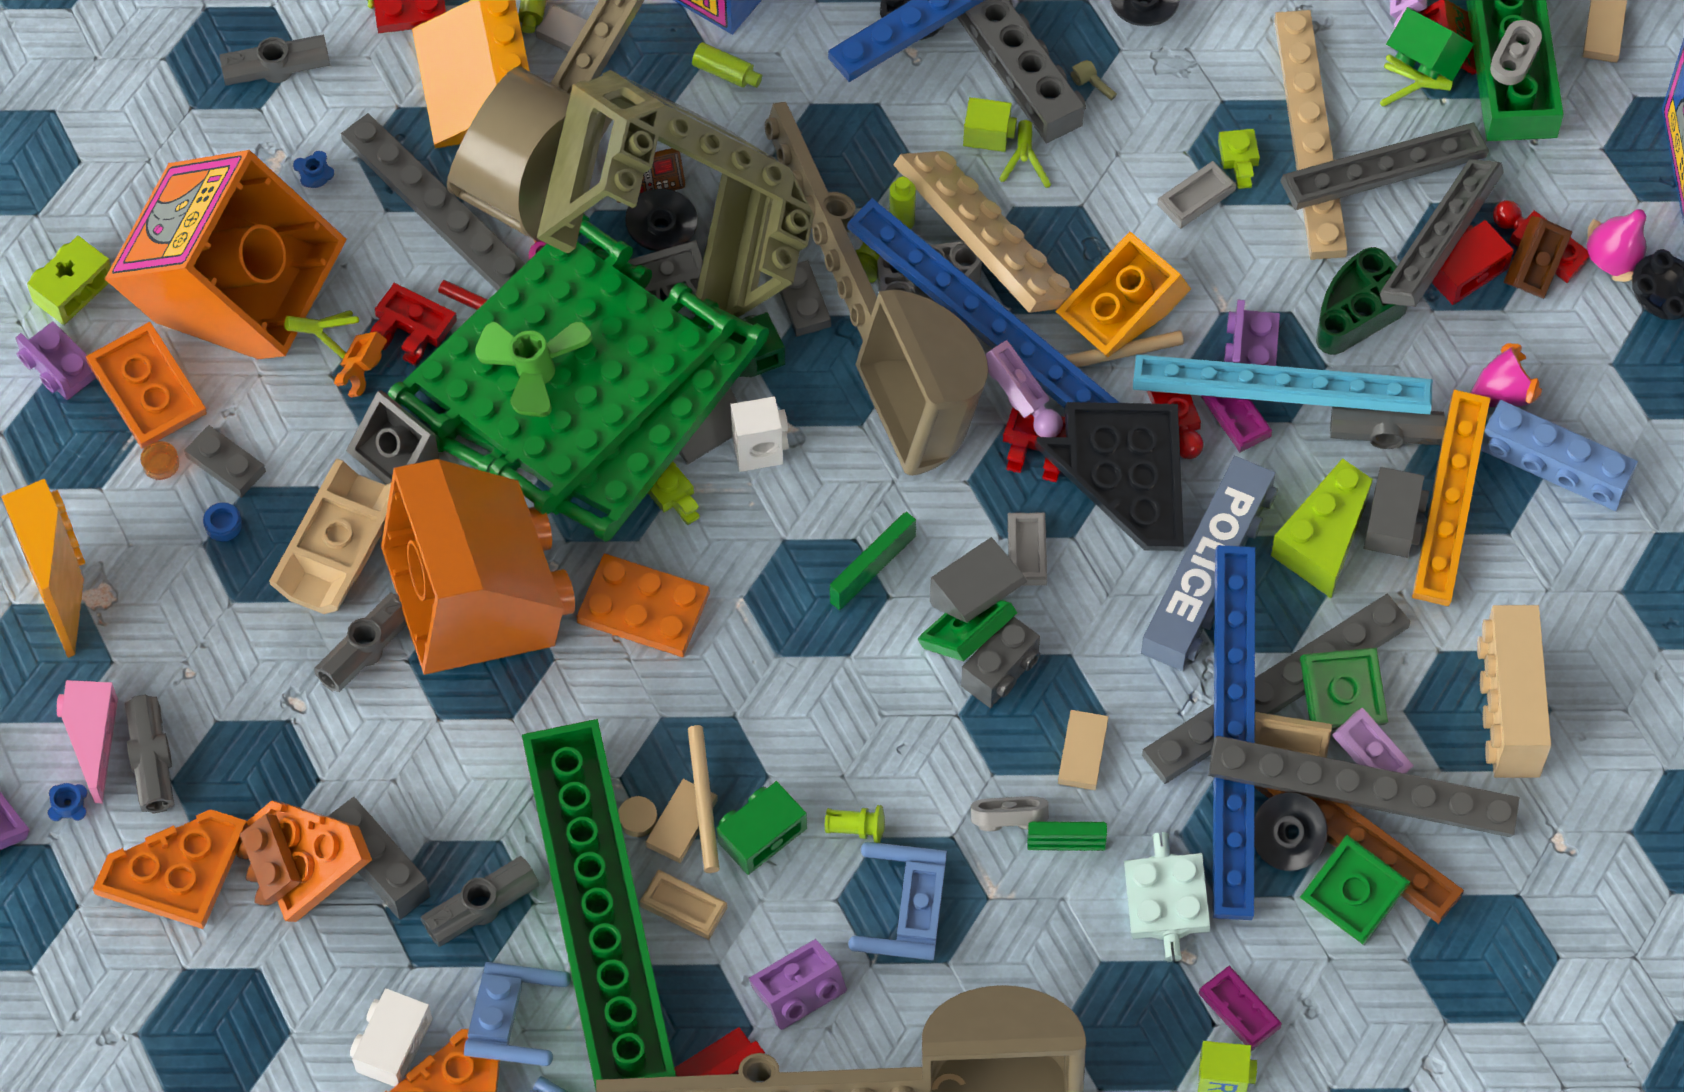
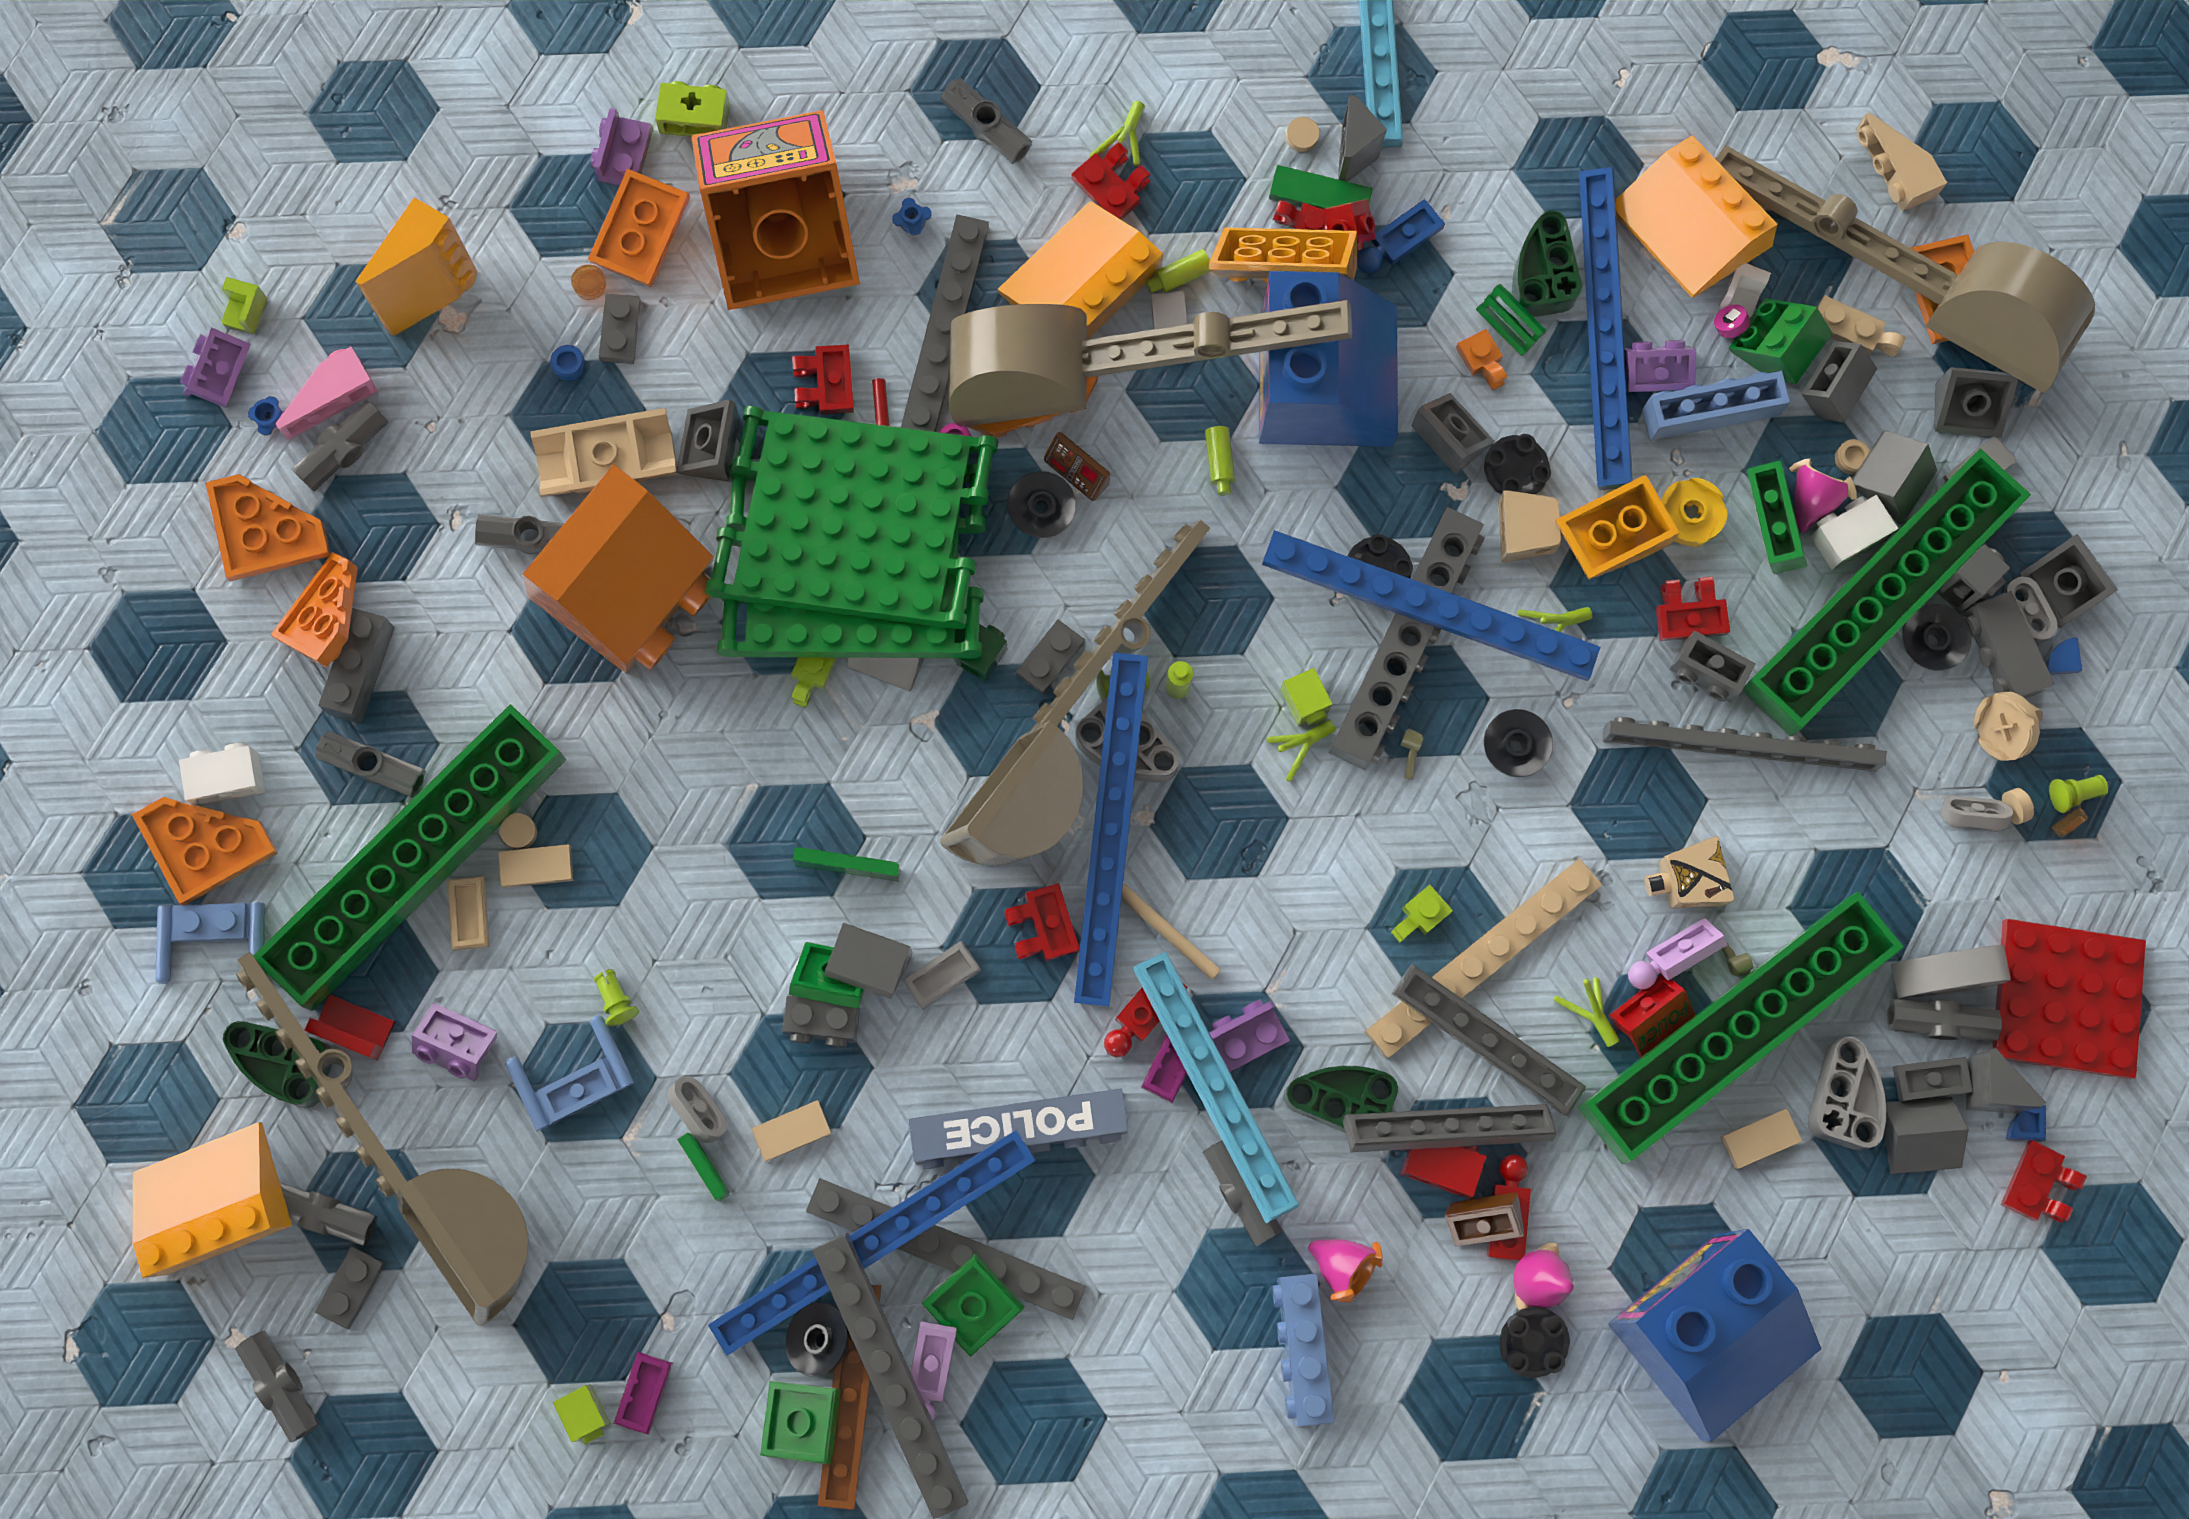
camera: 50 degrees right, 15 degrees up
(269, 859) = (304, 590): dark orange plate -> none
(316, 327) = (768, 317): lime plant -> none
(361, 356) = (767, 365): orange plate -> none
(496, 1012) = (287, 837): medium blue plate -> none
(532, 360) = (794, 514): bright green piece -> none
(643, 605) = (699, 716): orange plate -> none
(671, 267) = (1000, 541): dark grey plate -> none
(703, 799) = (557, 871): tan bar -> none
(758, 209) = (997, 434): olive piece -> none
(759, 433) = (892, 705): white brick -> none
(761, 827) = (563, 929): green brick -> none
(985, 230) = (1199, 760): tan plate -> none
(1023, 389) = (1067, 882): lavender plate -> none
(1123, 296) = (1215, 907): light orange slope -> none
(1127, 465) = (1056, 1008): black wing -> none
(1167, 896) = (705, 1276): light aqua plate -> none
(1196, 194) = (1360, 903): light grey tile -> none
(1292, 734) = (902, 1288): tan tile -> none
(1323, 527) = (1111, 1200): lime wedge -> none
(1394, 512) = (1160, 1248): dark grey brick -> none
(1429, 44) = (1626, 1006): green brick -> none
(1451, 498) = (1205, 1285): light orange plate -> none
(1514, 54) = (1658, 1086): light grey plate -> none
(1514, 691) = (1053, 1448): tan brick -> none

